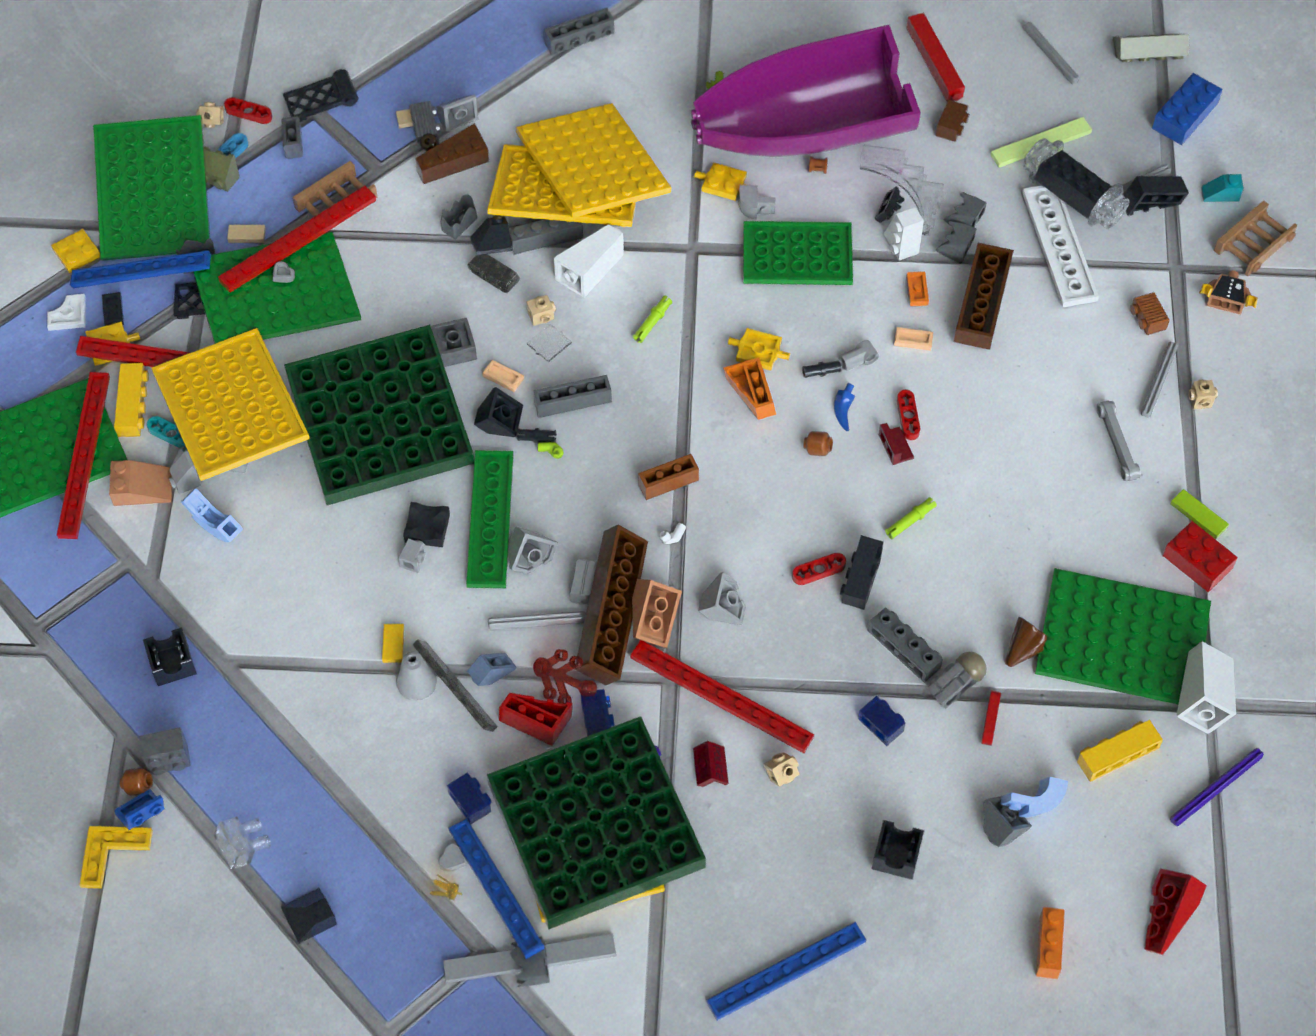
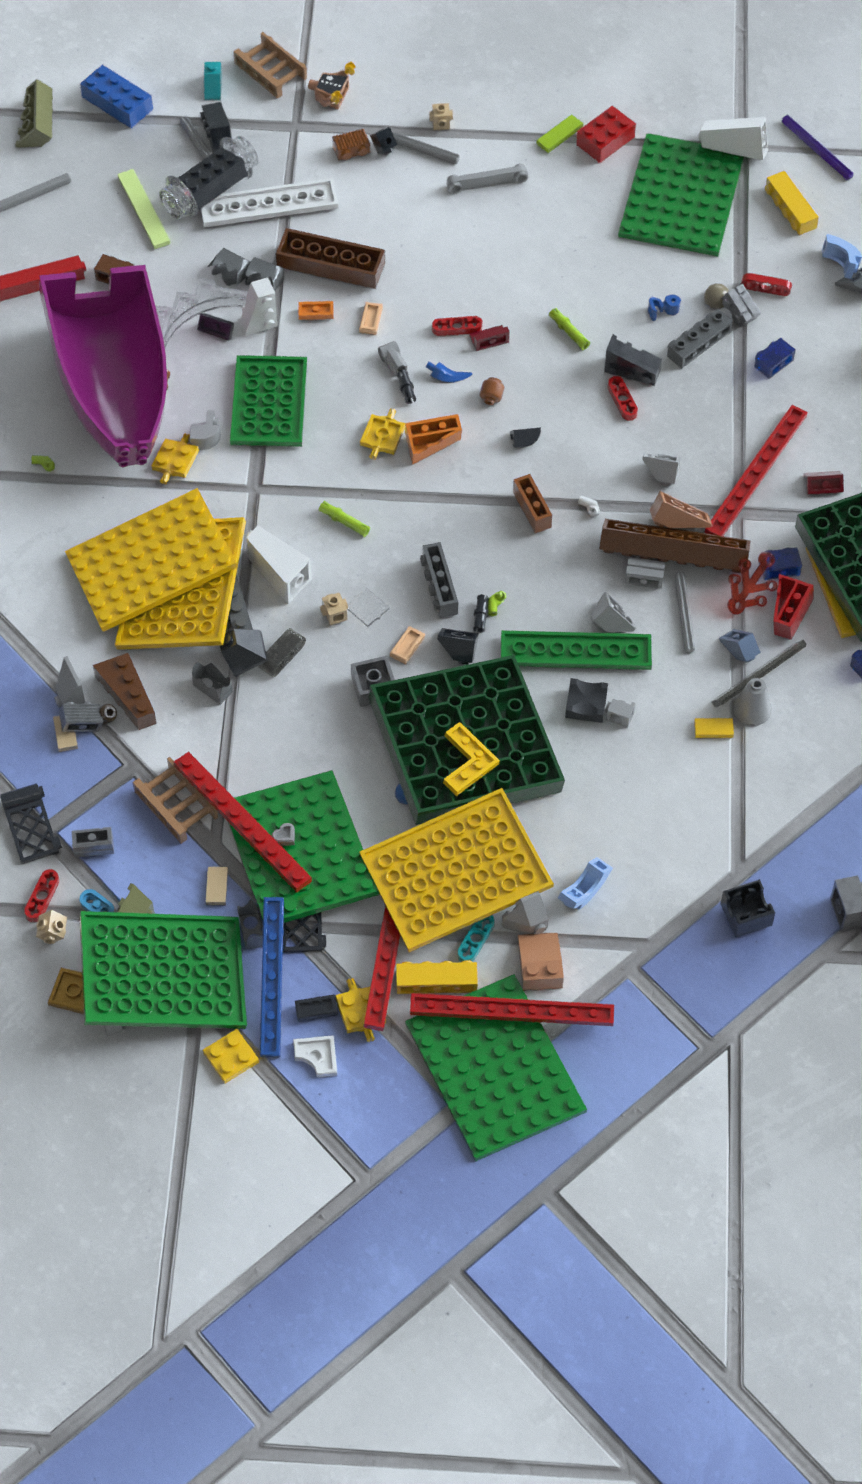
camera: 90 degrees left, 0 degrees up
(340, 416) = (479, 763): none -> yellow plate
(760, 473) = (524, 437): none -> black brick
(782, 768) = (827, 427): tan brick -> none
(953, 615) = (670, 305): none -> blue leg
(1025, 642) = (697, 253): reddish brown hat -> none
(1156, 340) = (384, 141): none -> black brick

